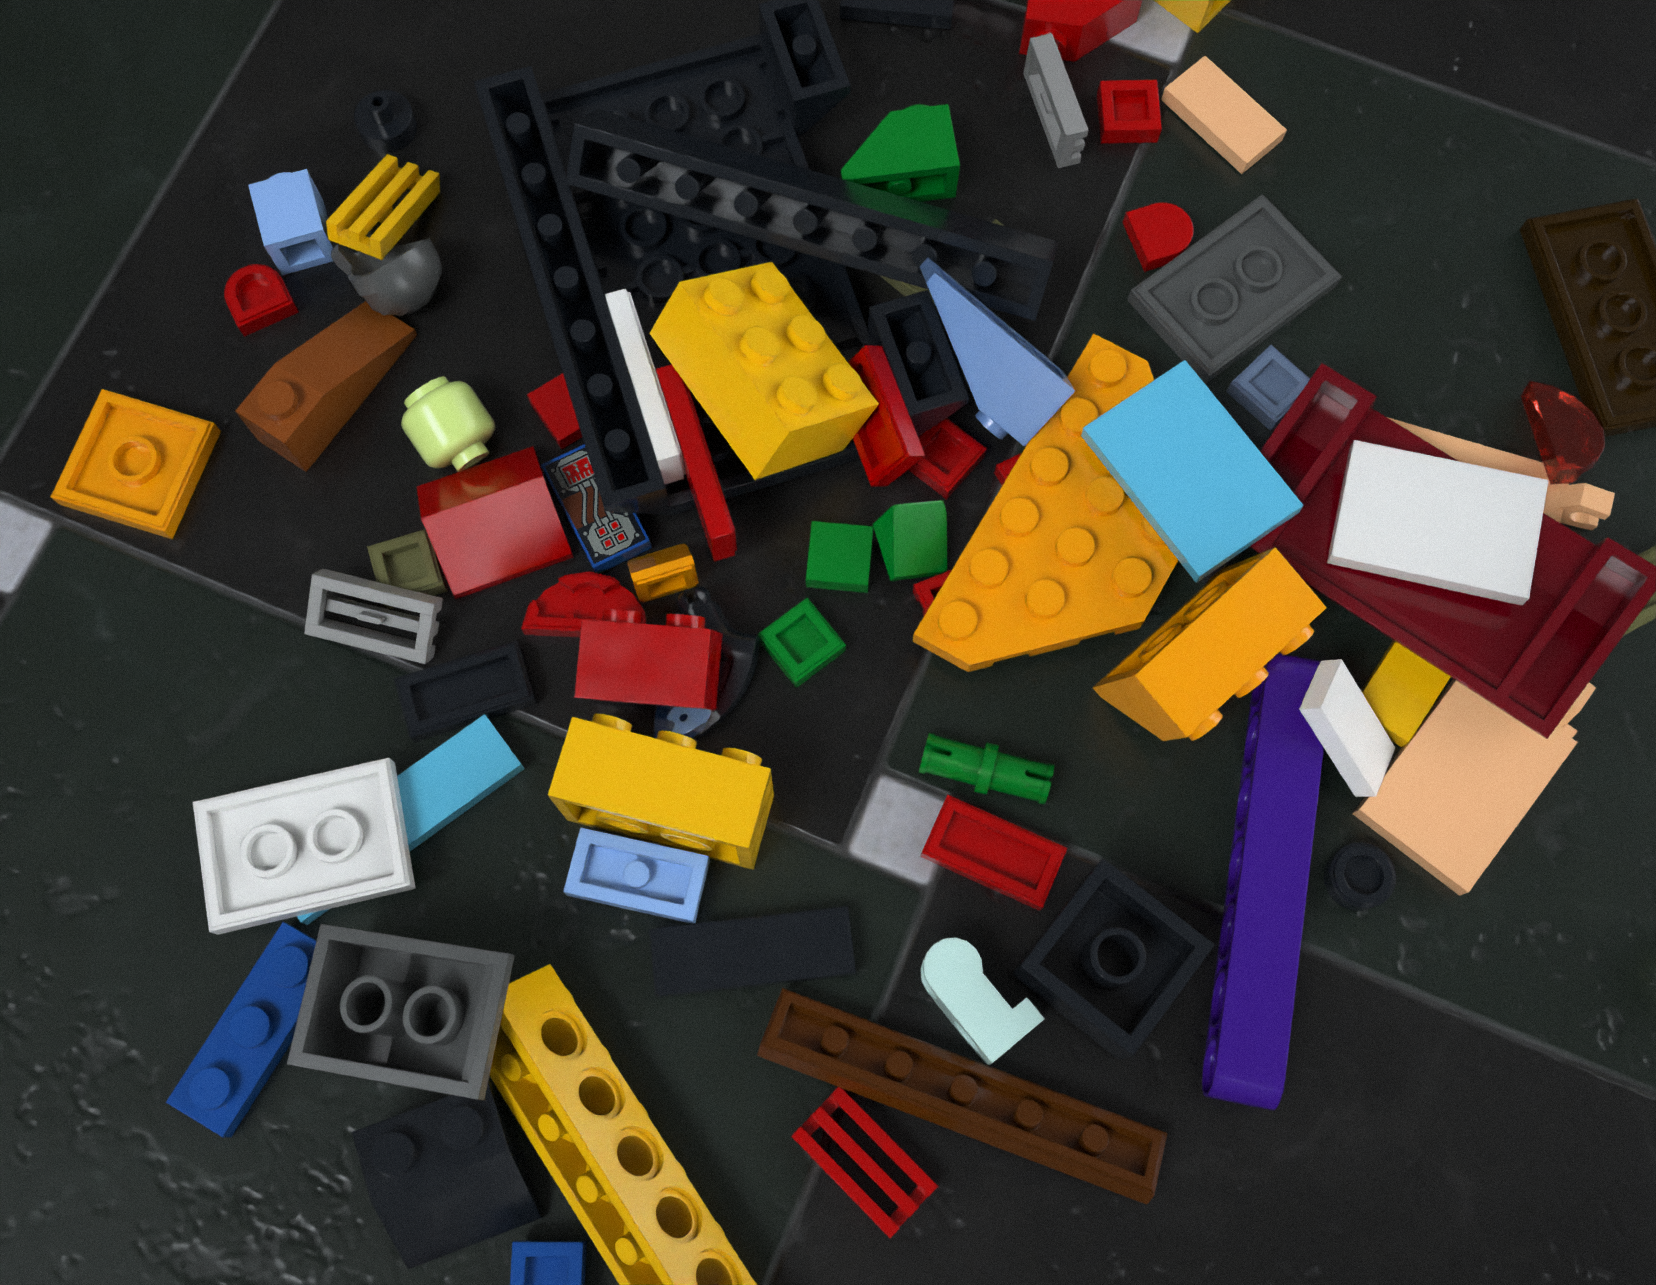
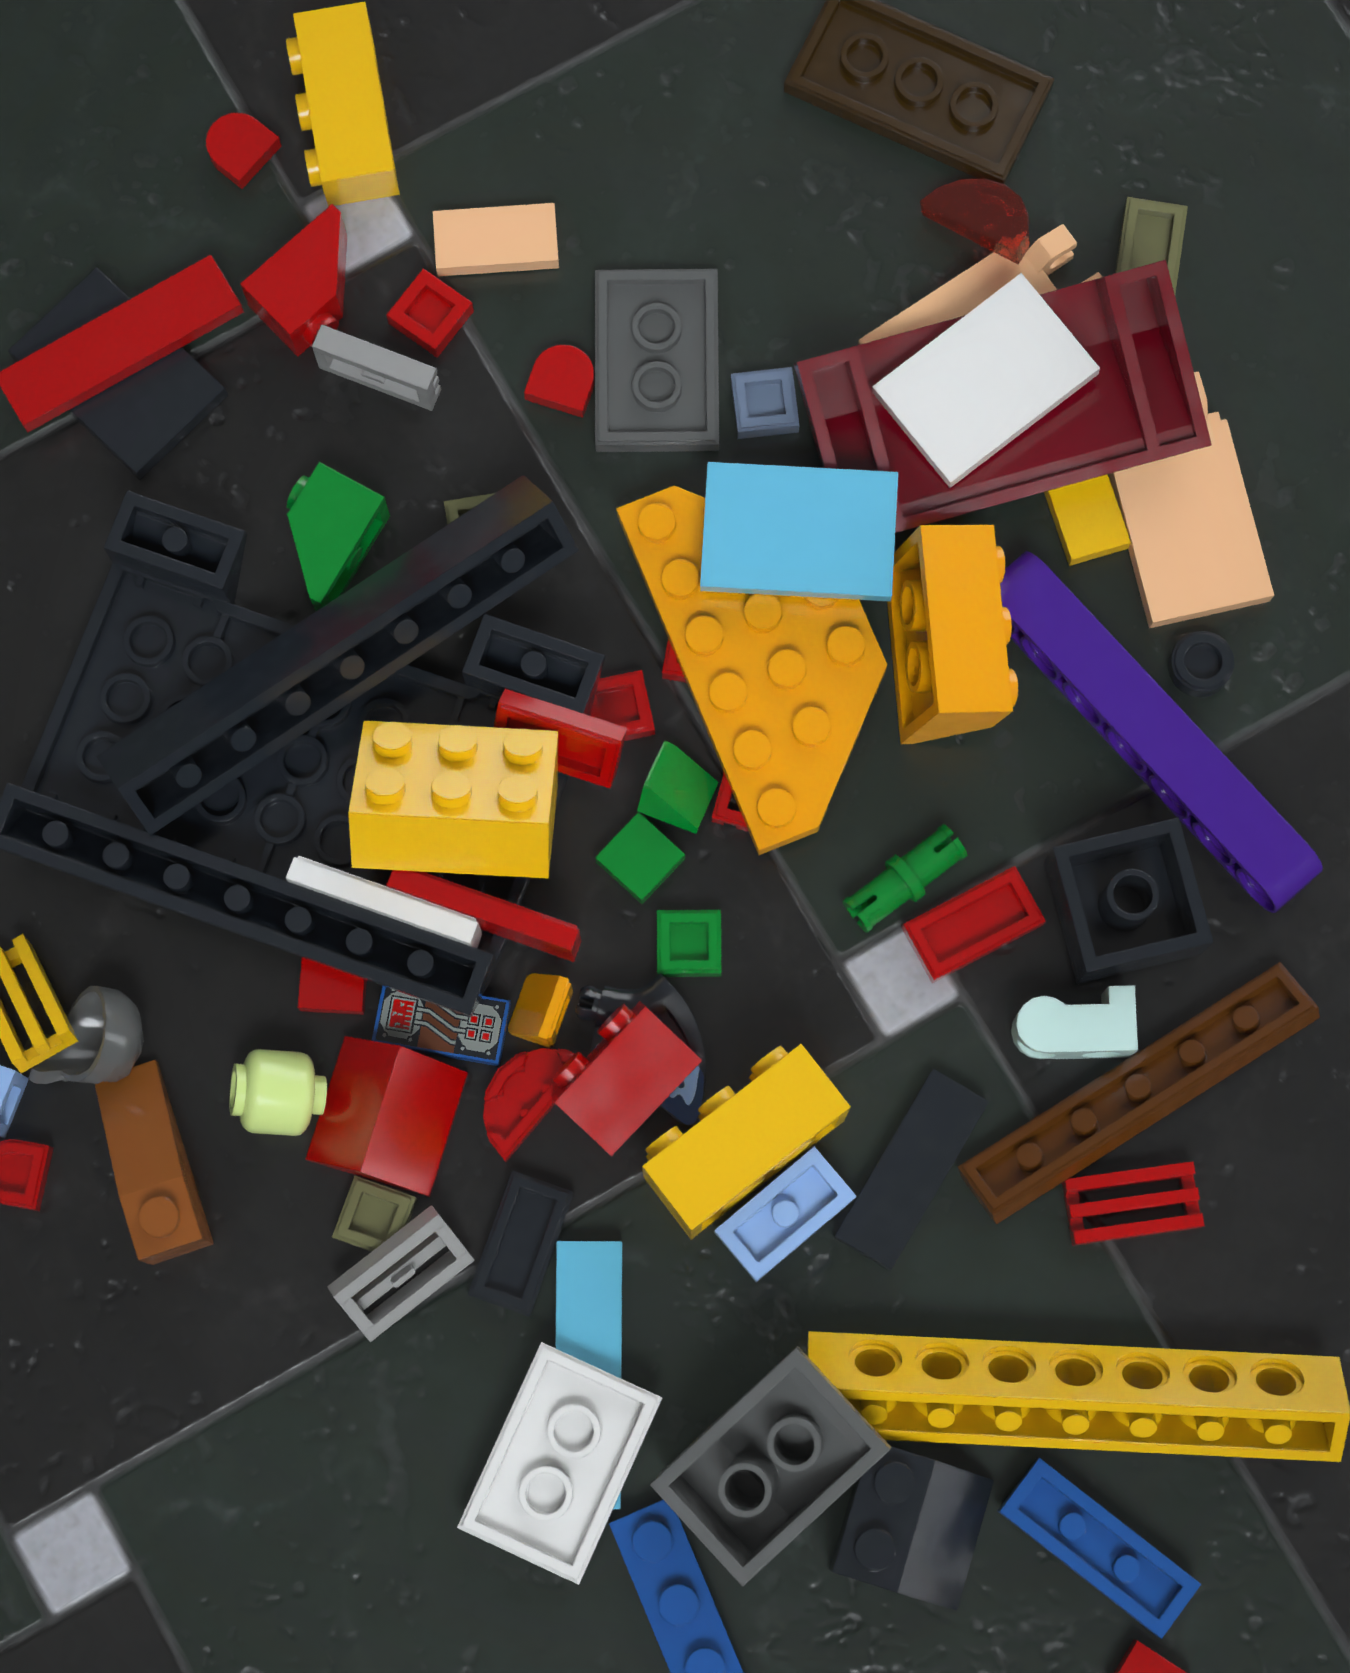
camera: 50 degrees left, 5 degrees up
(136, 463) = (94, 1383): light orange tile -> none
(1007, 375) = (602, 605): medium blue slope -> none
(1347, 728) = (1089, 581): white tile -> none

